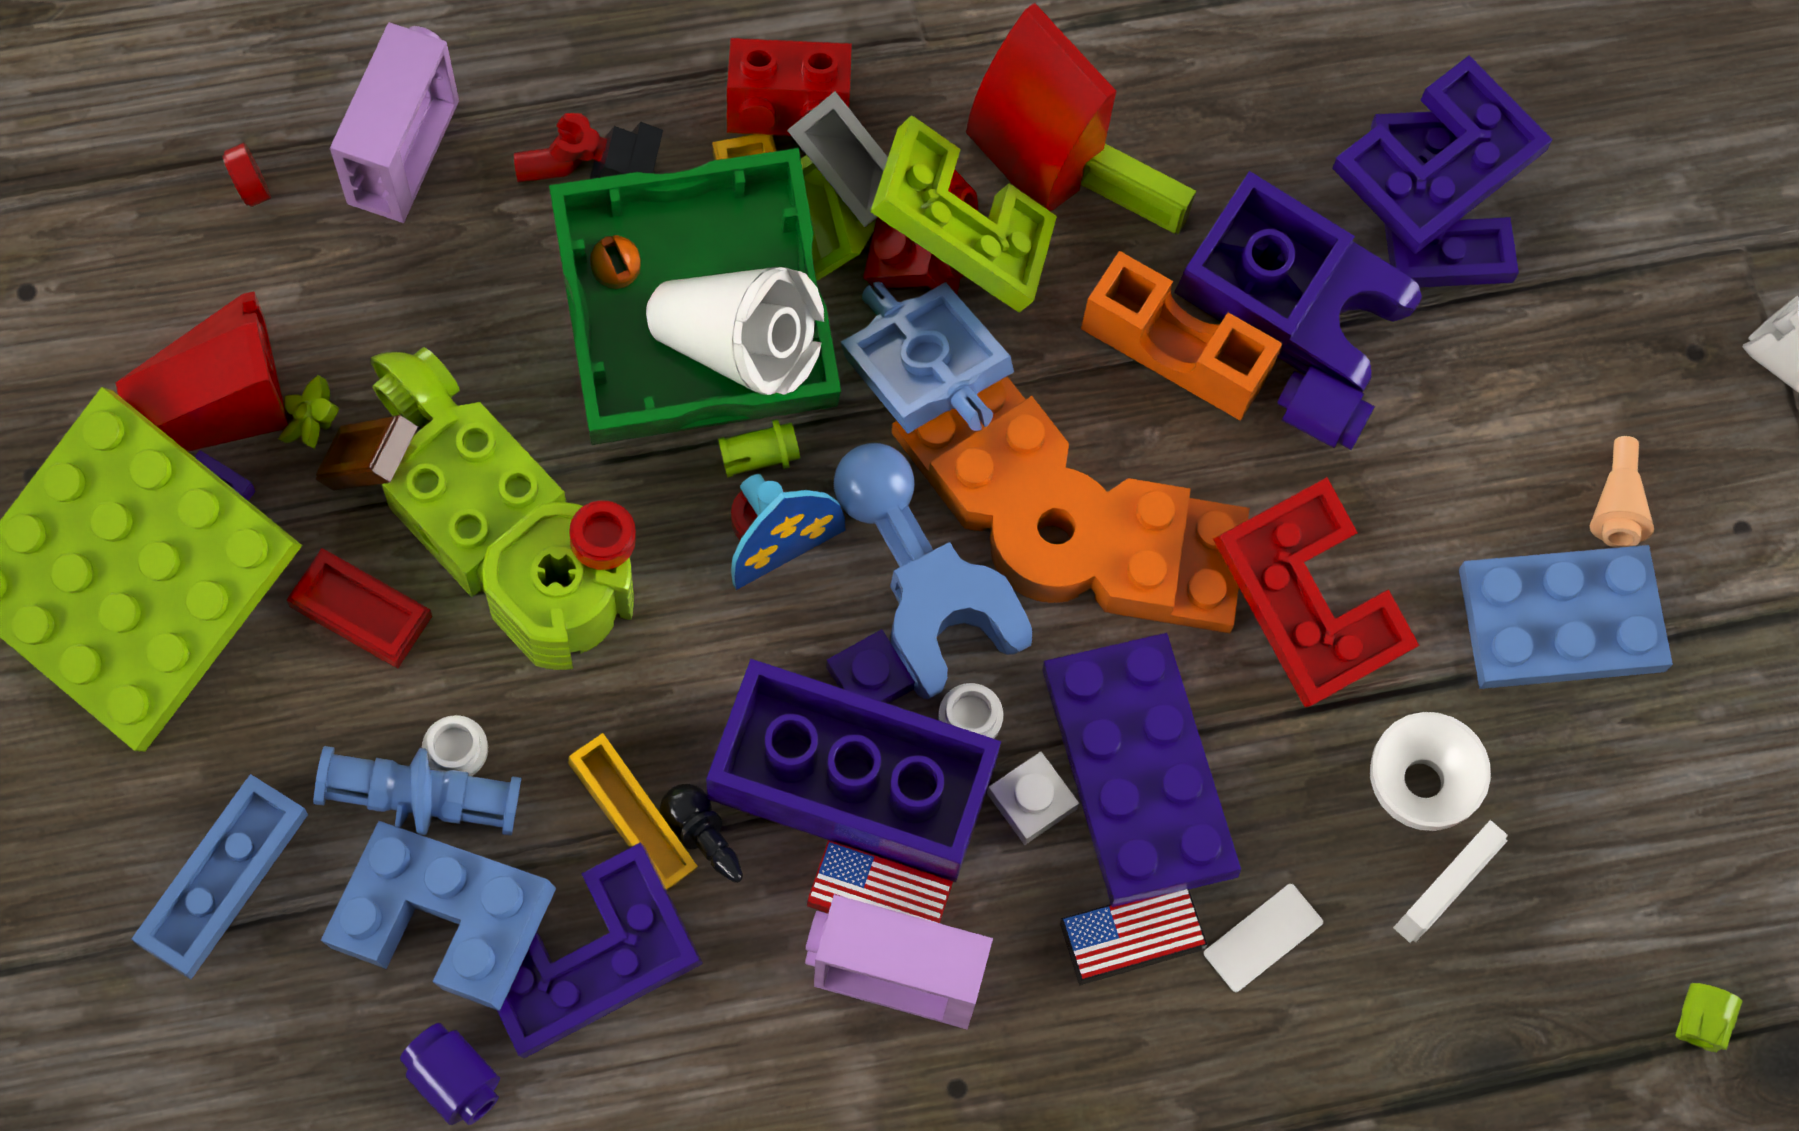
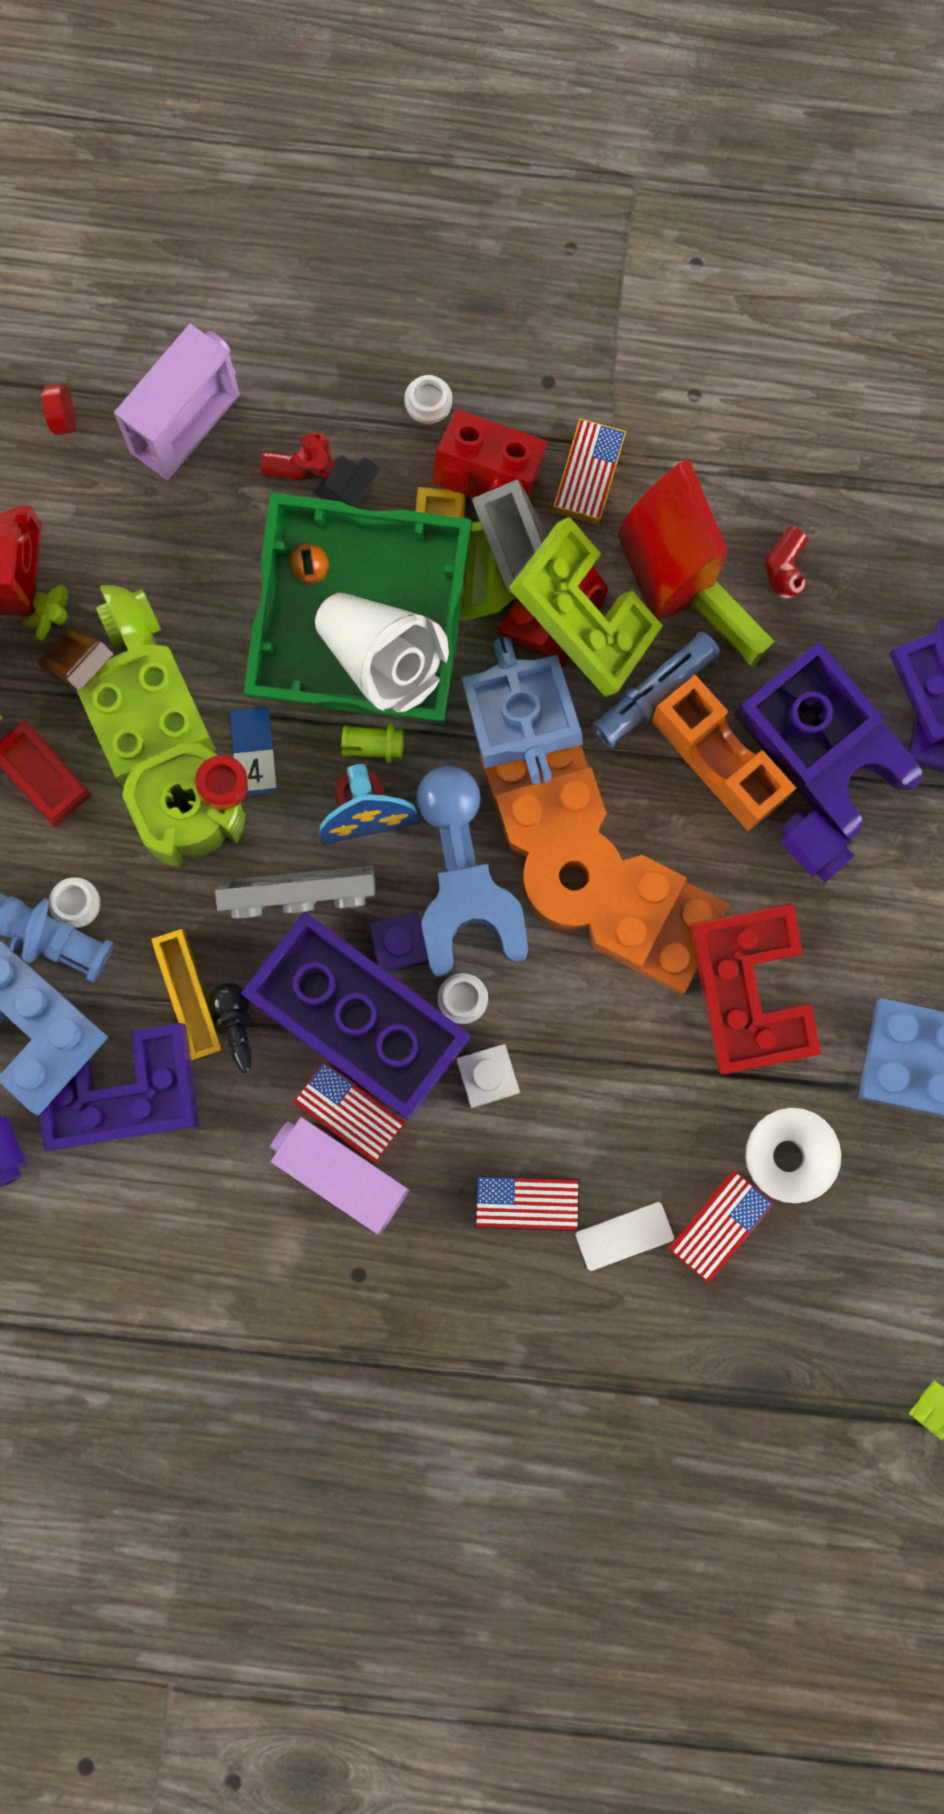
camera: 20 degrees right, 10 degrees up
(607, 480) = (254, 748): none -> blue sticker
(690, 40) = (428, 399): none -> white plate
(733, 641) = (296, 891): none -> light grey plate
(908, 68) = (589, 471): none -> tile
(1062, 310) = (640, 703): none -> medium blue pin
(1140, 770) = (575, 1081): dark purple plate -> none
(1169, 110) = (781, 566): none -> red arm
(1373, 887) = (720, 1226): none -> tile
(1451, 882) = (779, 1244): white tile -> none

